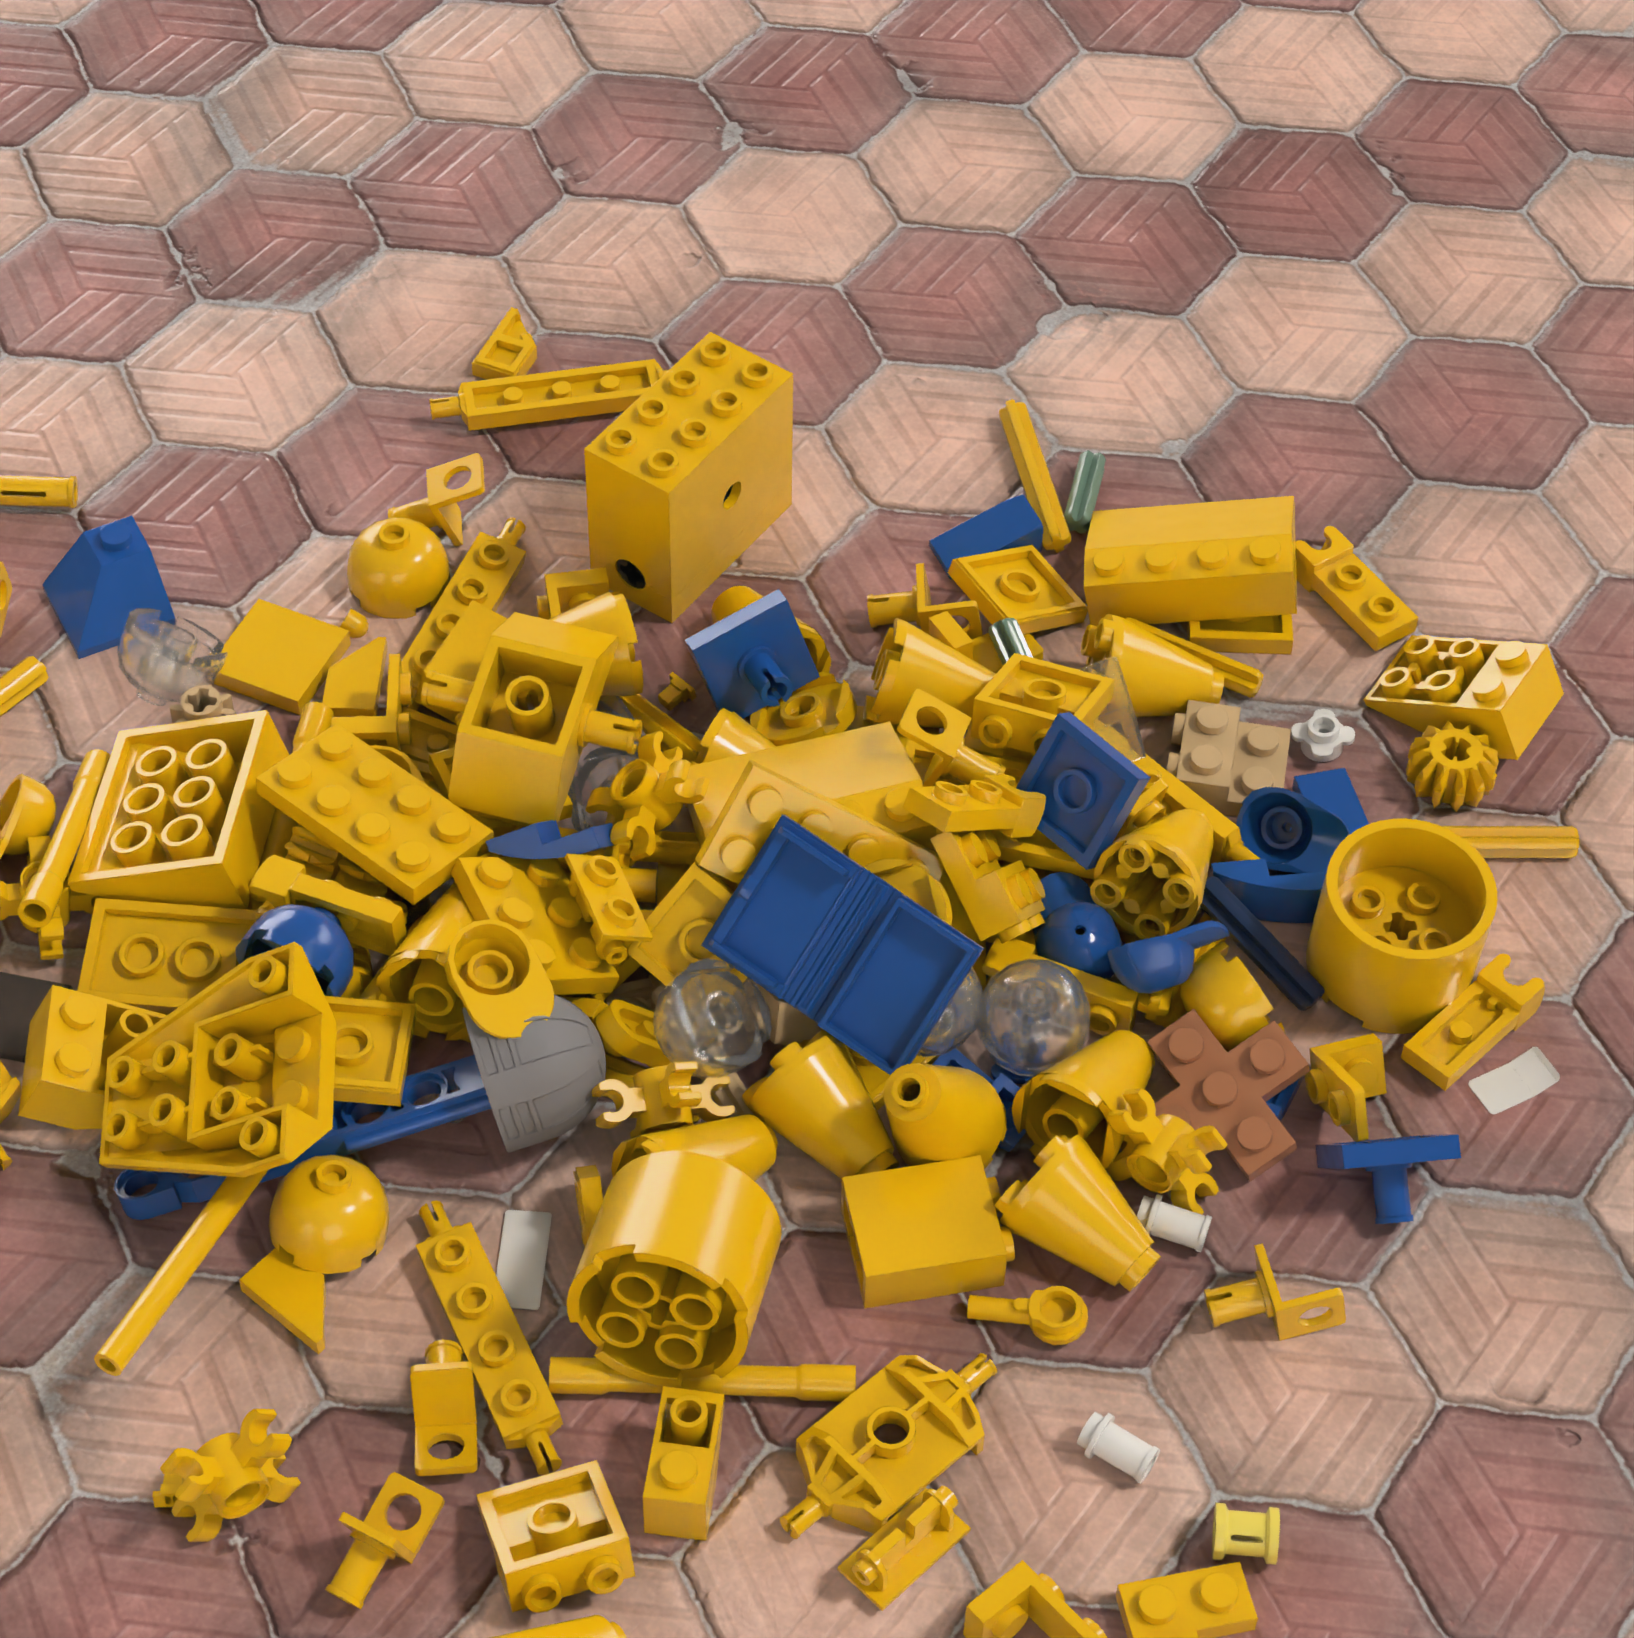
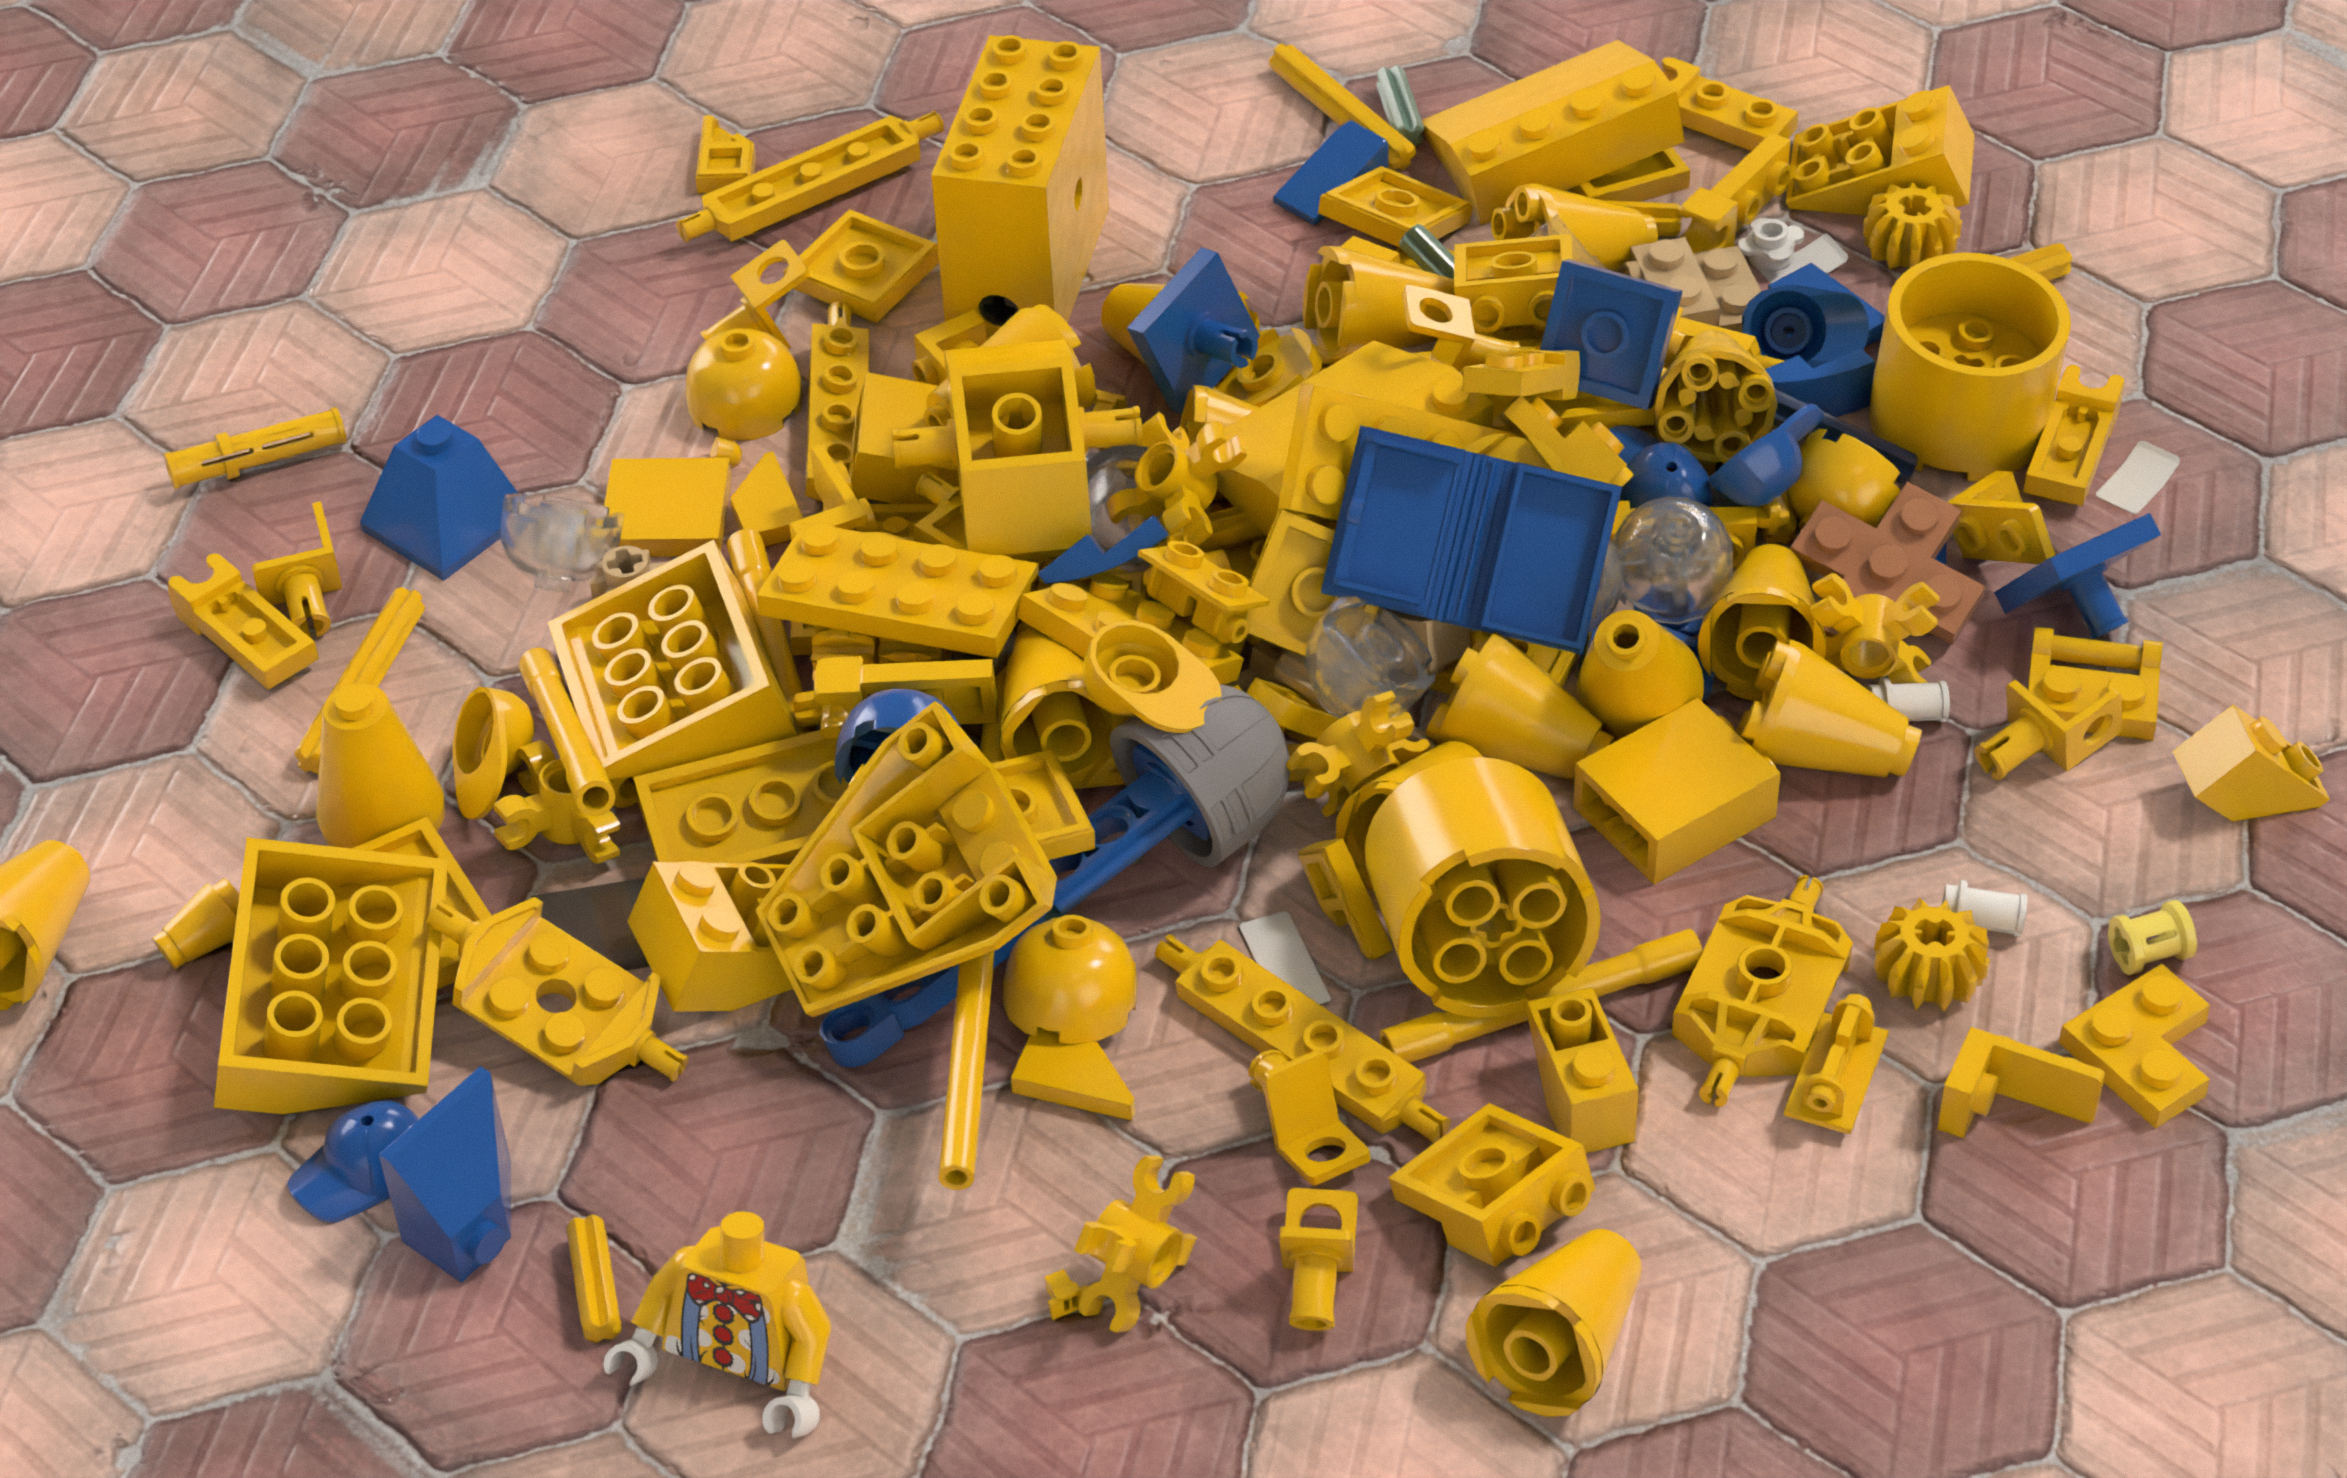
camera: 20 degrees left, 5 degrees down
(545, 490) = (866, 265): none -> yellow plate
(917, 607) = (1297, 254): yellow bracket -> none
(1044, 1473) = (1931, 954): none -> yellow gear
(1053, 1313) = (1845, 818): yellow plate -> none
(1314, 682) = (1737, 196): none -> yellow plate
(1318, 1265) = (2073, 689): none -> yellow plate
(1360, 763) = (1822, 252): none -> white sticker
(1428, 1407) = (2249, 768): none -> yellow slope

